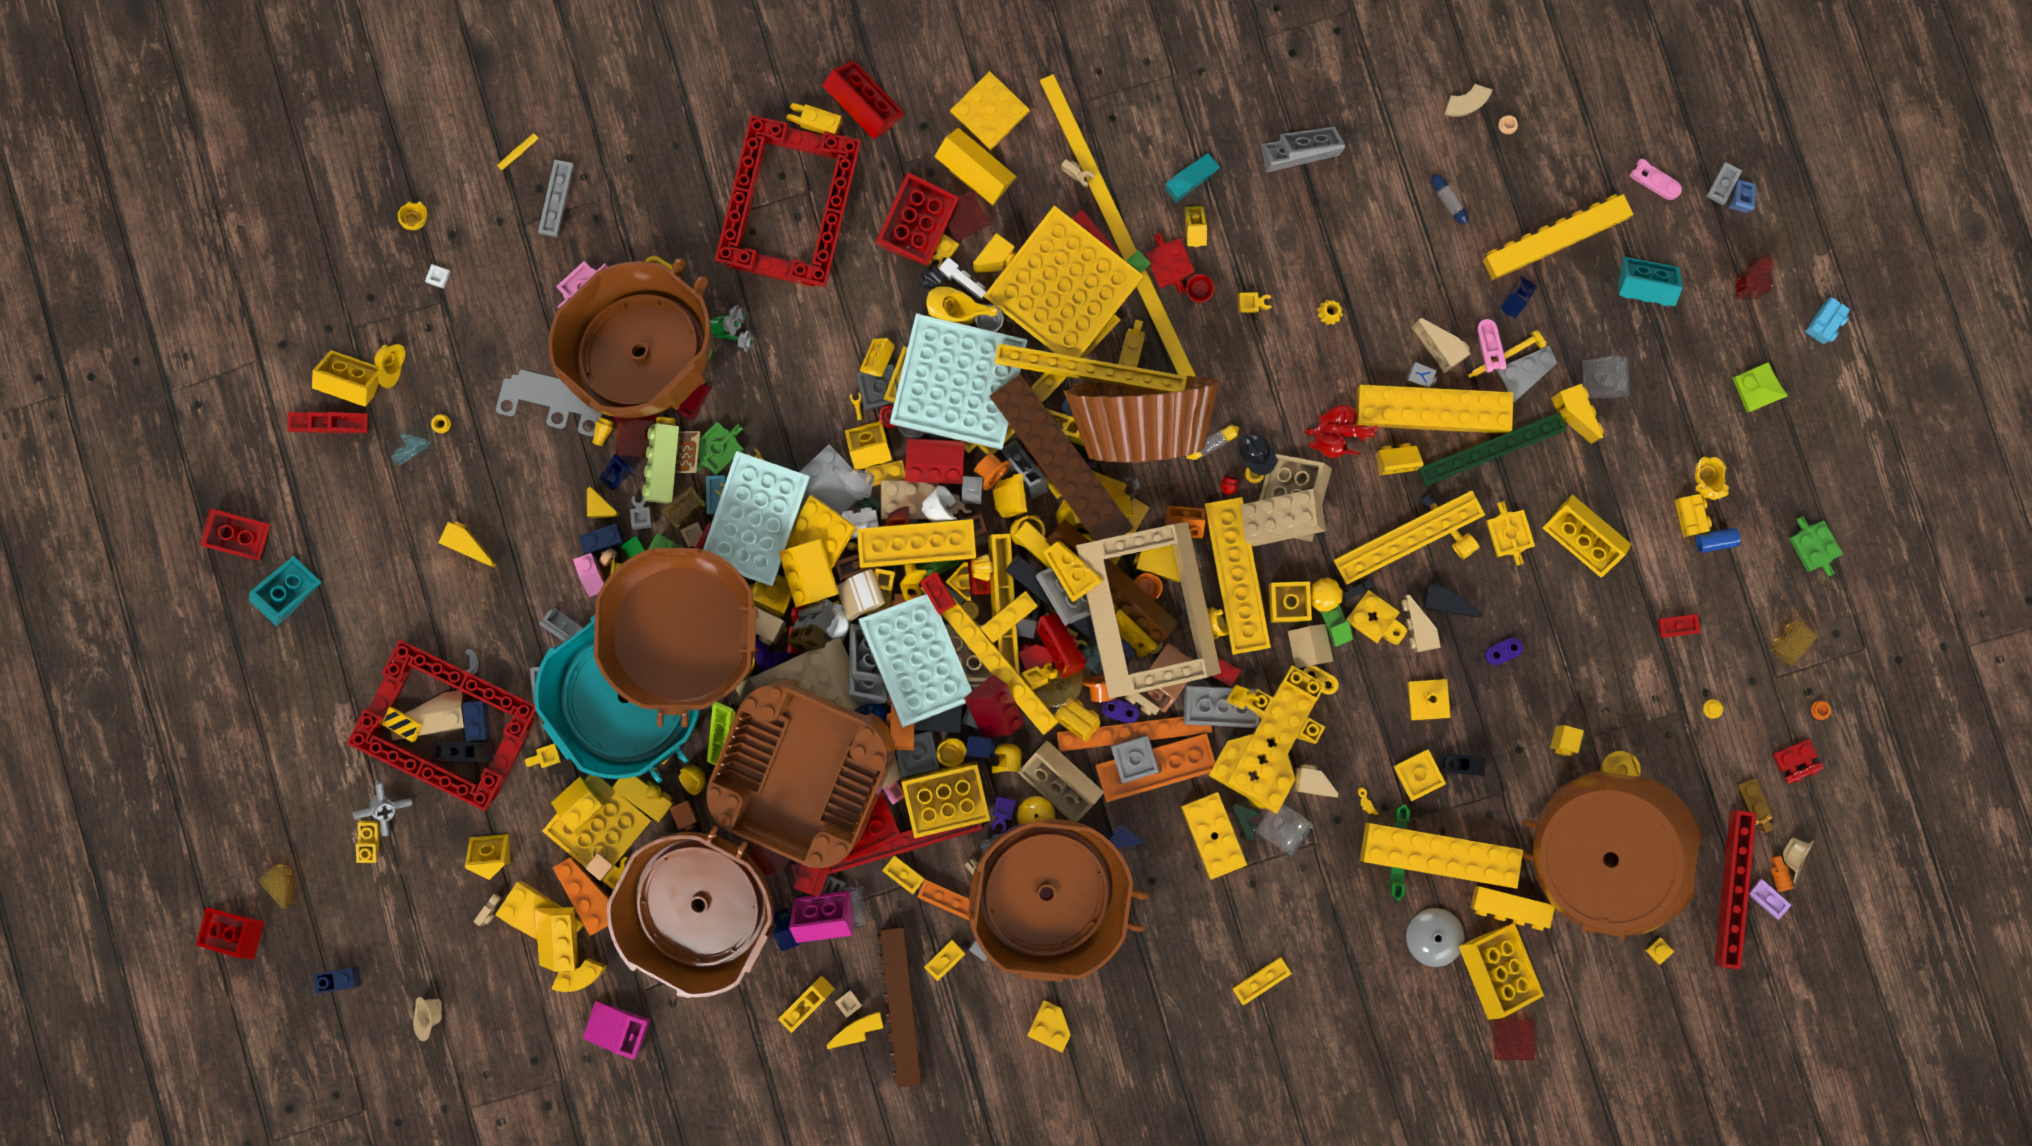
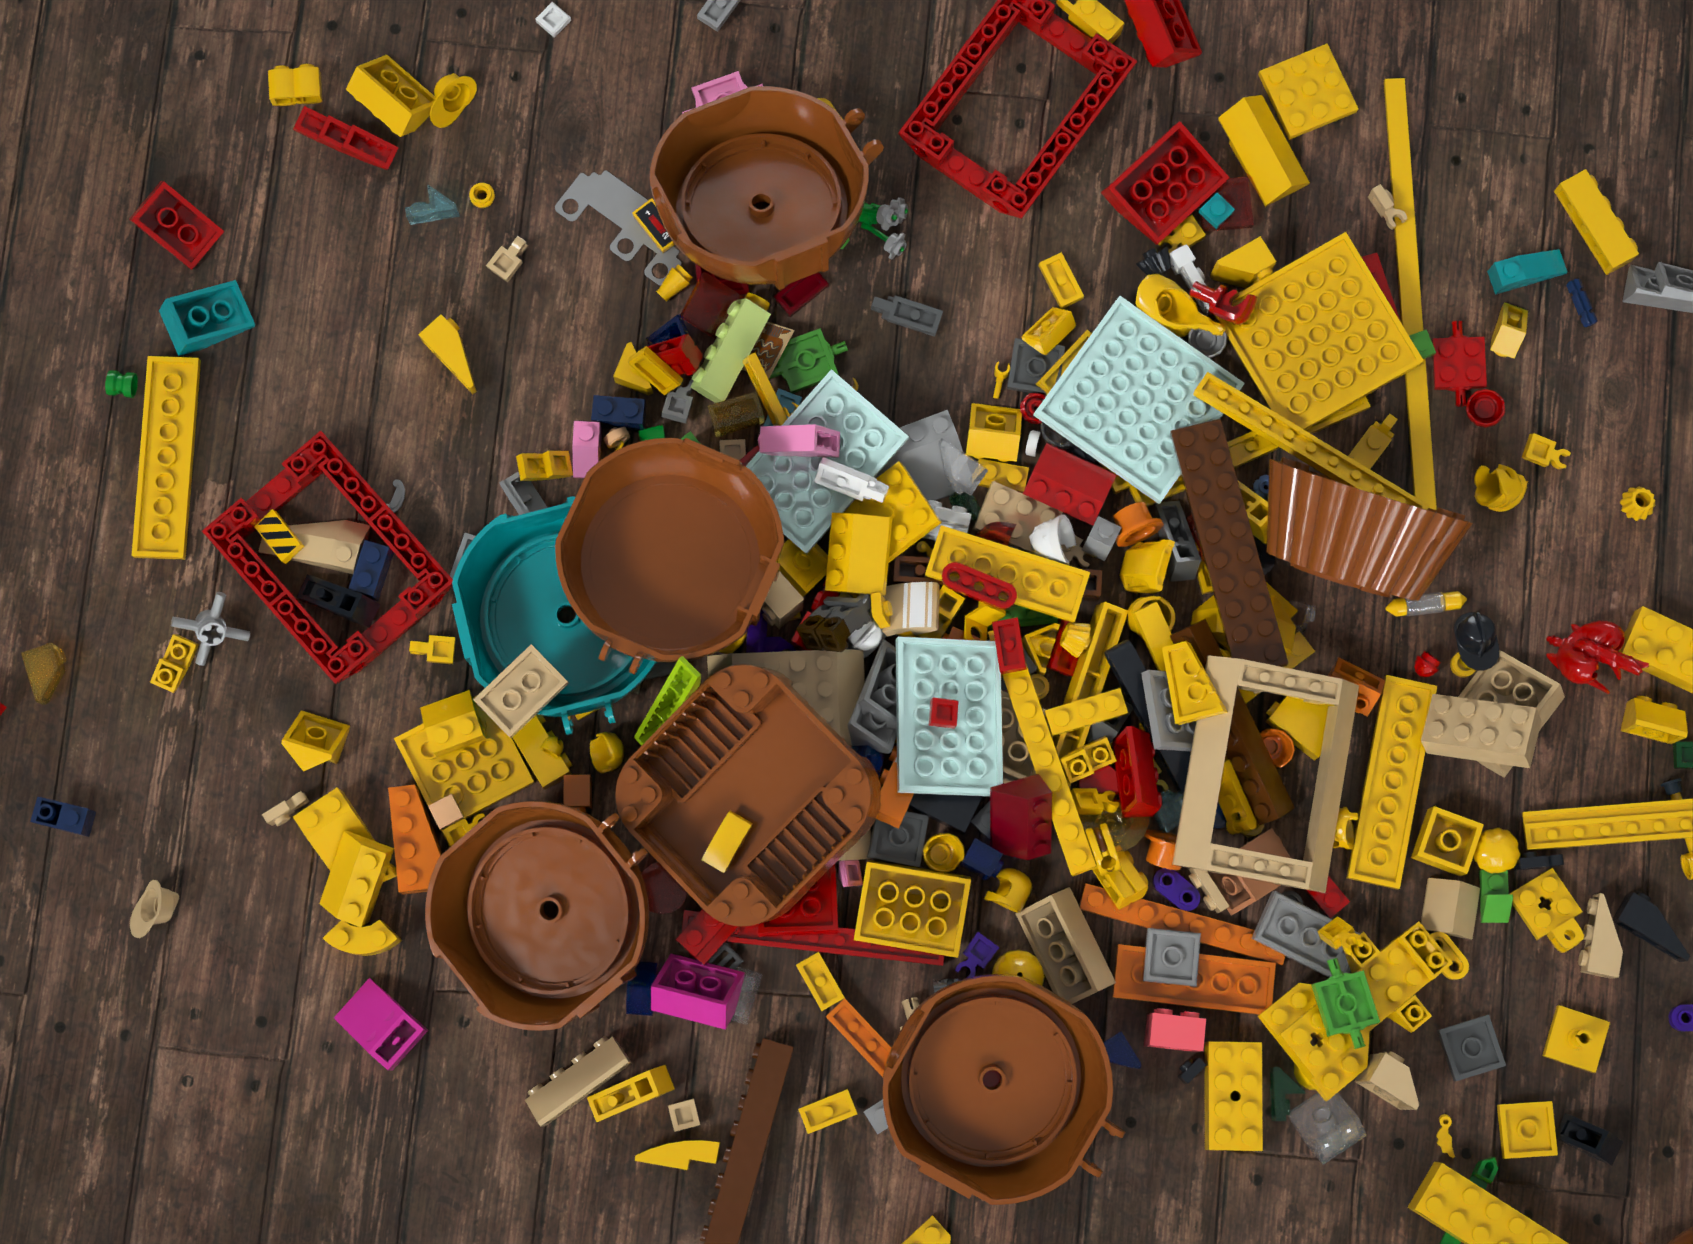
camera: 20 degrees right, 5 degrees down
(246, 662) = (121, 383): none -> green wheel
(275, 399) = (295, 85): none -> yellow brick
(299, 701) = (166, 457): none -> yellow plate
(477, 464) = (506, 261): none -> tan plate
(565, 394) = (652, 224): none -> tile
(565, 598) = (544, 466): none -> yellow slope
(614, 500) = (655, 370): none -> yellow tile
(614, 766) = (521, 691): none -> tan plate
(622, 487) = (679, 354): none -> red brick
(697, 483) = (764, 390): none -> yellow tile
(735, 511) = (799, 441): none -> bright pink slope
(766, 1012) = (578, 1081): none -> tan slope
(775, 385) = (908, 314): none -> dark grey hinge
(782, 525) = (850, 481): none -> white hinge
(799, 809) = (727, 841): none -> yellow slope
(839, 605) = (881, 610): none -> yellow plate
(871, 318) = (1061, 280): none -> yellow plate
(891, 558) = (970, 577): none -> red plate
(898, 442) = (1033, 443): none -> white tile
(911, 660) = (943, 713): none -> red plate
(959, 224) = (1216, 210): none -> teal plate
(988, 290) = (1221, 303): none -> red piece
(1023, 648) = (1087, 759): none -> yellow slope
(1058, 707) = (1103, 849): none -> yellow head
(1156, 809) = (1174, 1031): none -> coral brick
(1178, 829) = (1190, 1069): none -> black plate
(1226, 123) = (1596, 221): none -> yellow brick
(1232, 341) = (1500, 489): none -> yellow helmet
(1238, 185) = (1581, 302): none -> dark blue axle
(1263, 743) = (1345, 1003): none -> bright green plate
(1360, 735) = (1471, 1048): none -> dark grey plate

